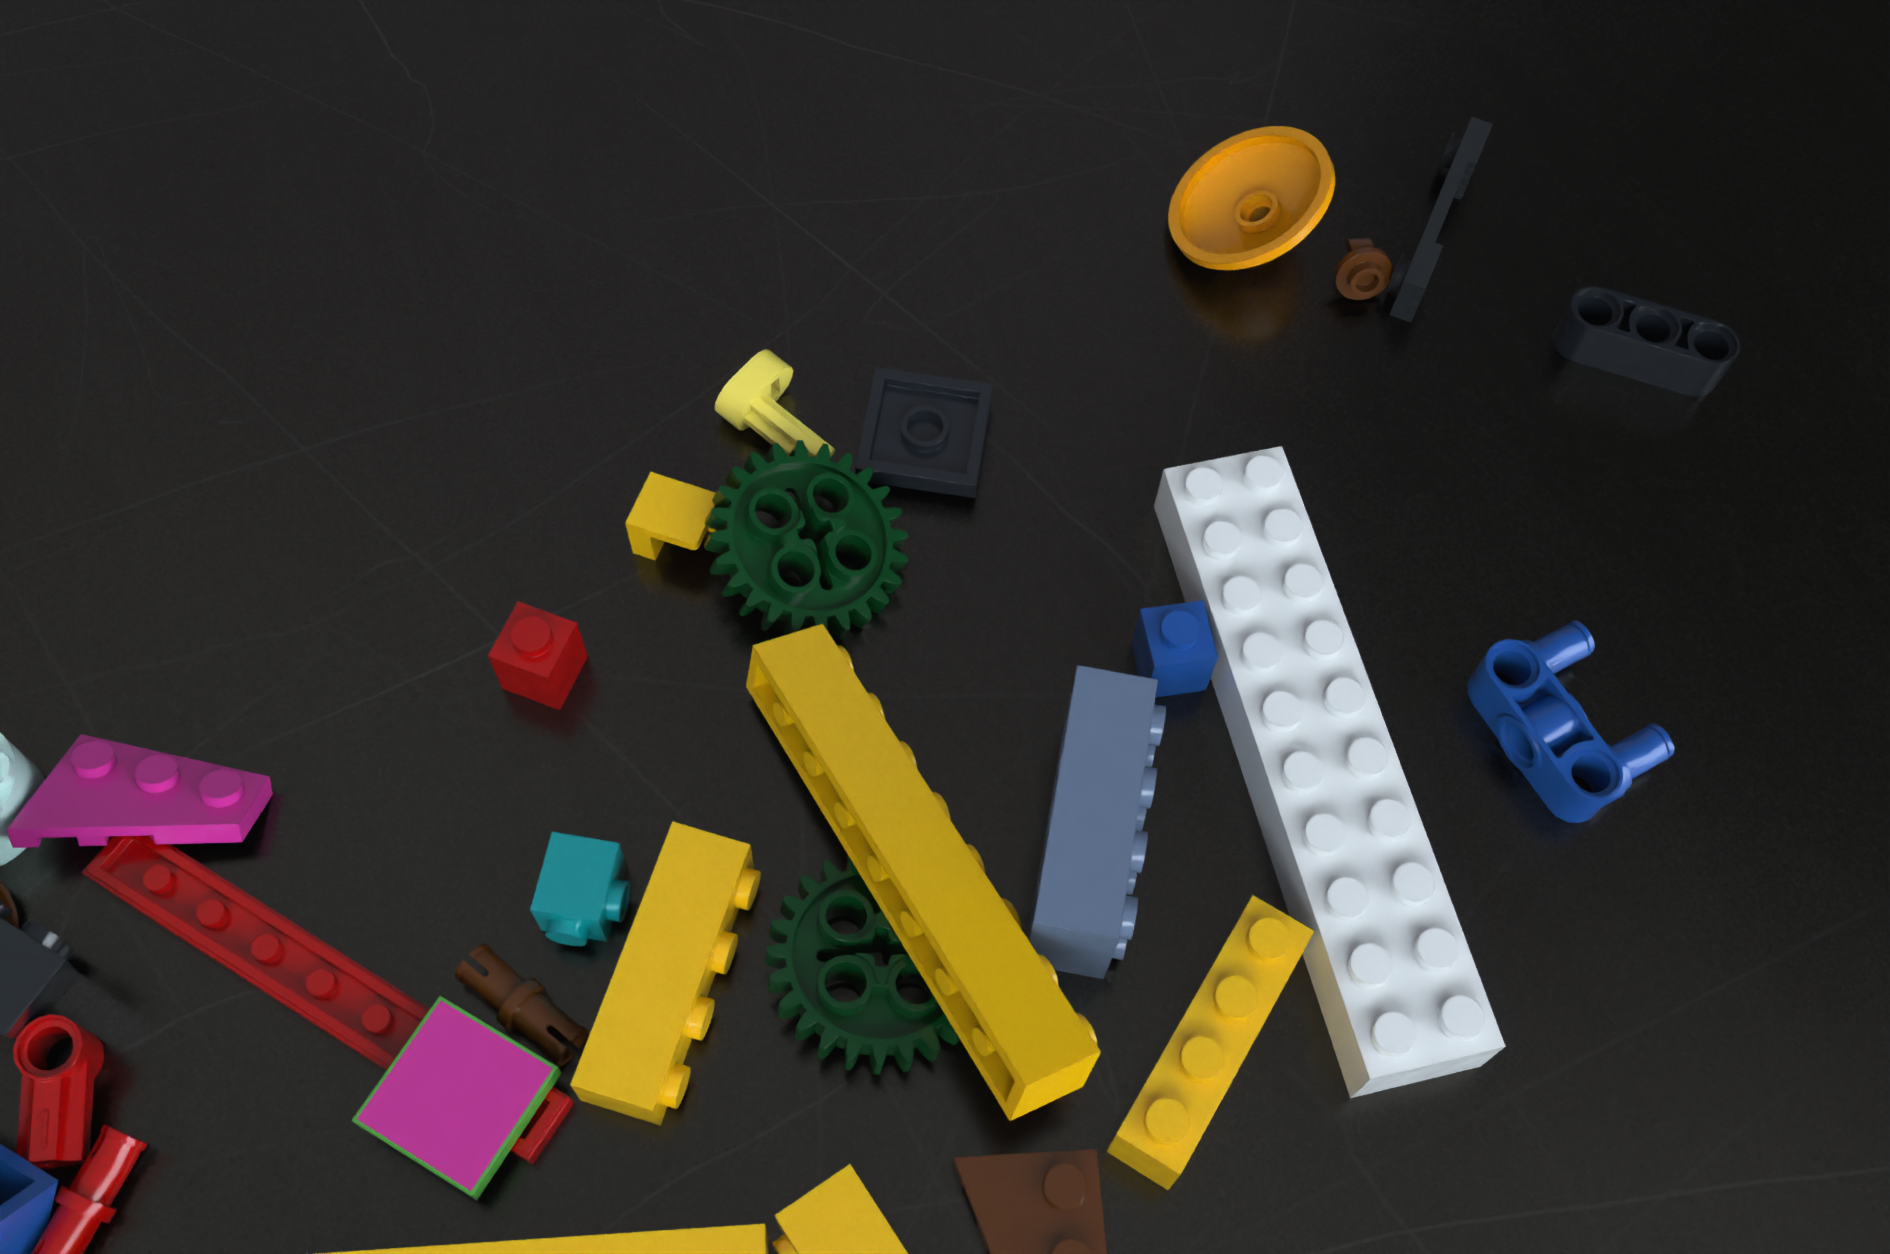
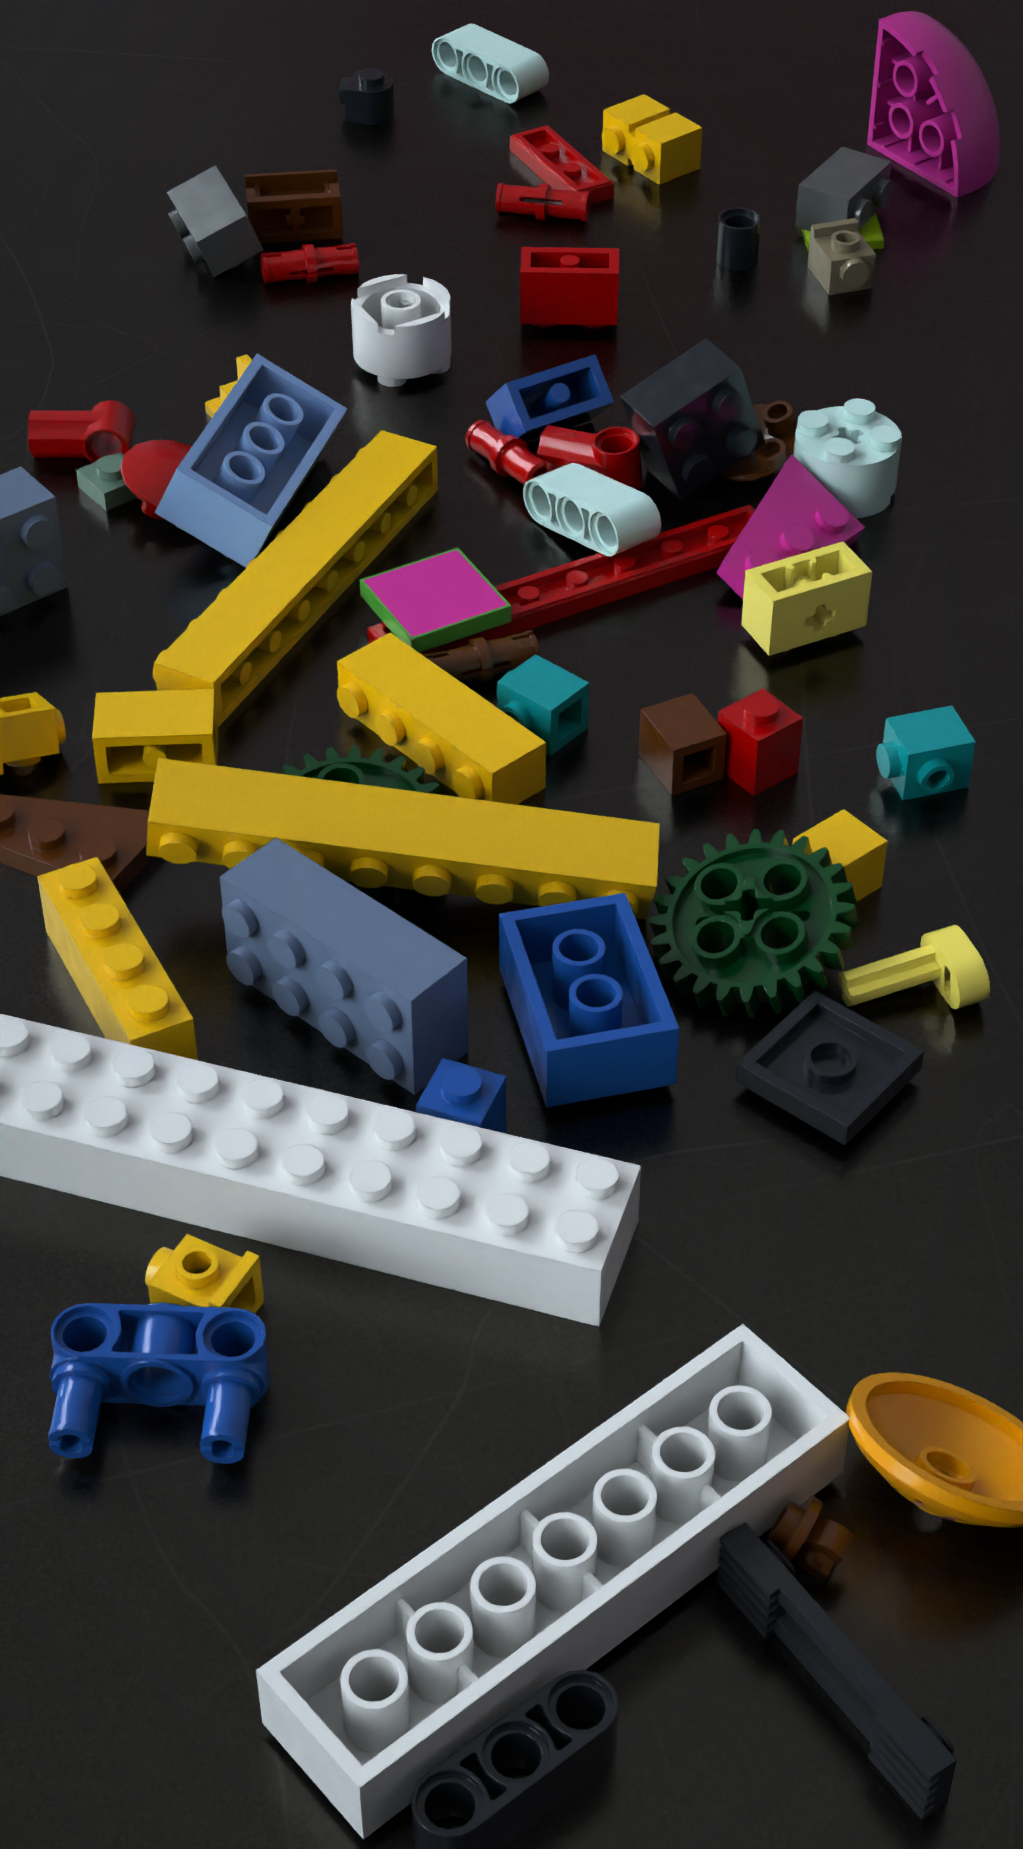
camera: 125 degrees right, 20 degrees down
(187, 1023) = (592, 509): none -> light aqua beam
(278, 707) = (806, 598): none -> light yellow brick
(473, 515) = (926, 752): none -> teal brick
(571, 727) = (682, 744): none -> reddish brown brick
(987, 618) = (587, 1000): none -> blue brick
(1449, 757) = (205, 1276): none -> yellow brick
(1516, 373) = (549, 1575): none -> white brick

